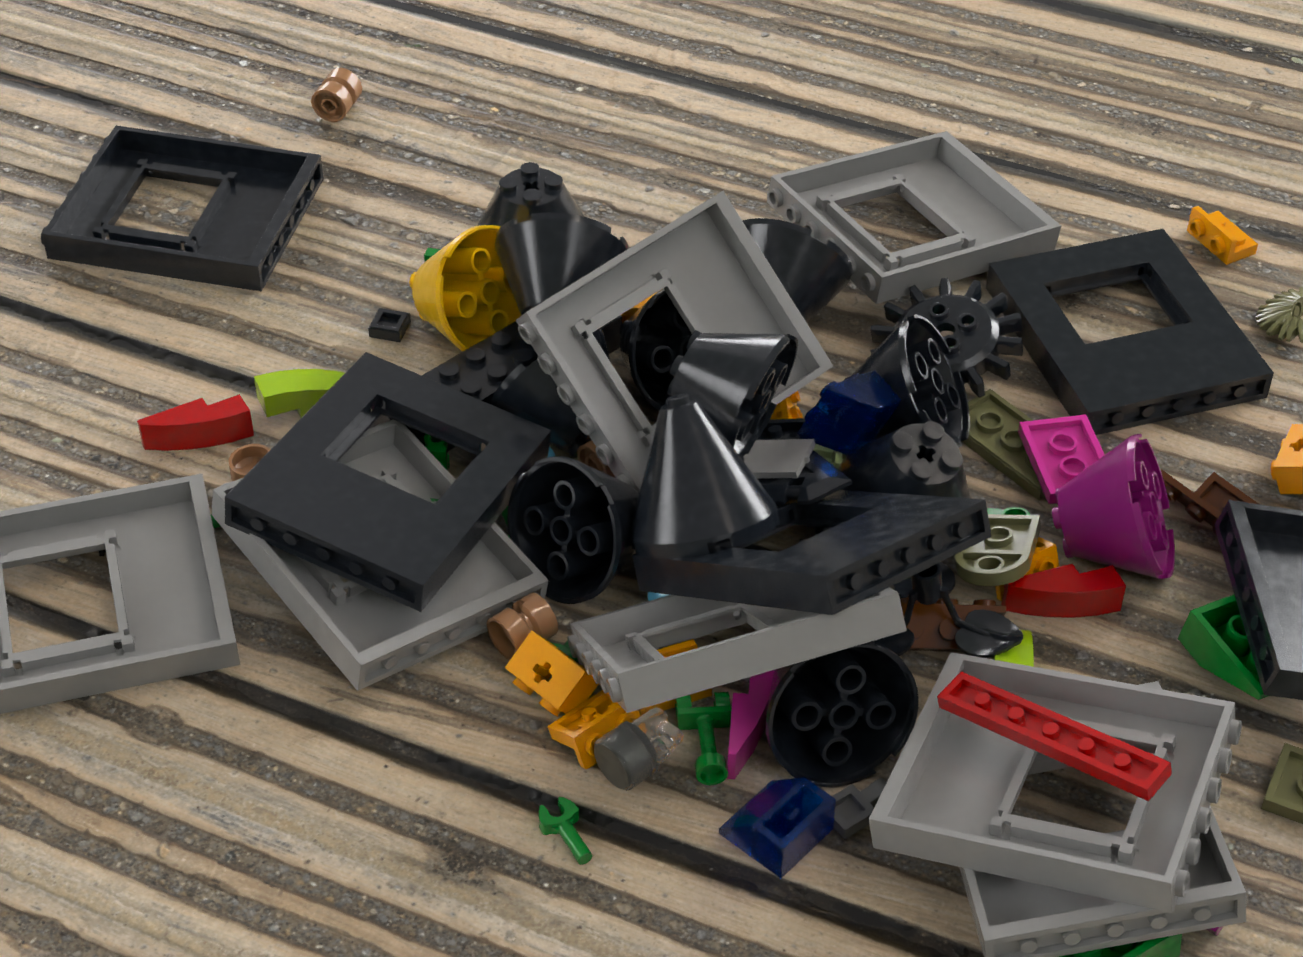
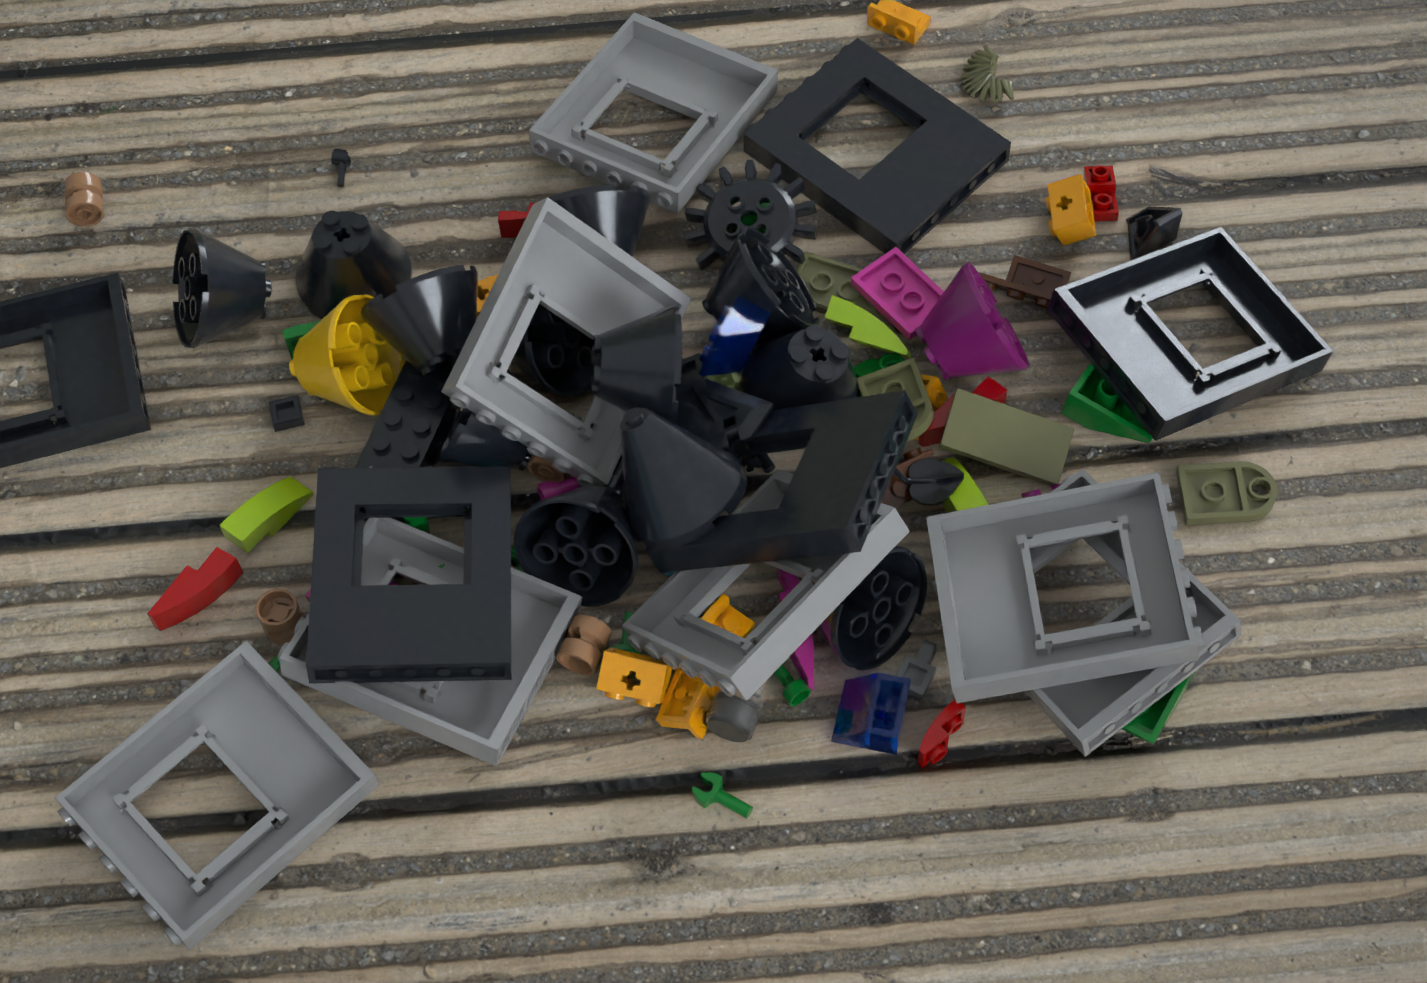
camera: 25 degrees left, 15 degrees up
(398, 196) = (216, 288): none -> black cone
(587, 151) = (341, 158): none -> black hand
(779, 457) = (701, 405): light grey piece -> none
(827, 880) = (936, 739): none -> red slope
(1005, 472) = (865, 327): none -> lime slope
(1055, 736) = (1049, 560): red plate -> none
(1096, 627) = (1006, 437): none -> olive tile

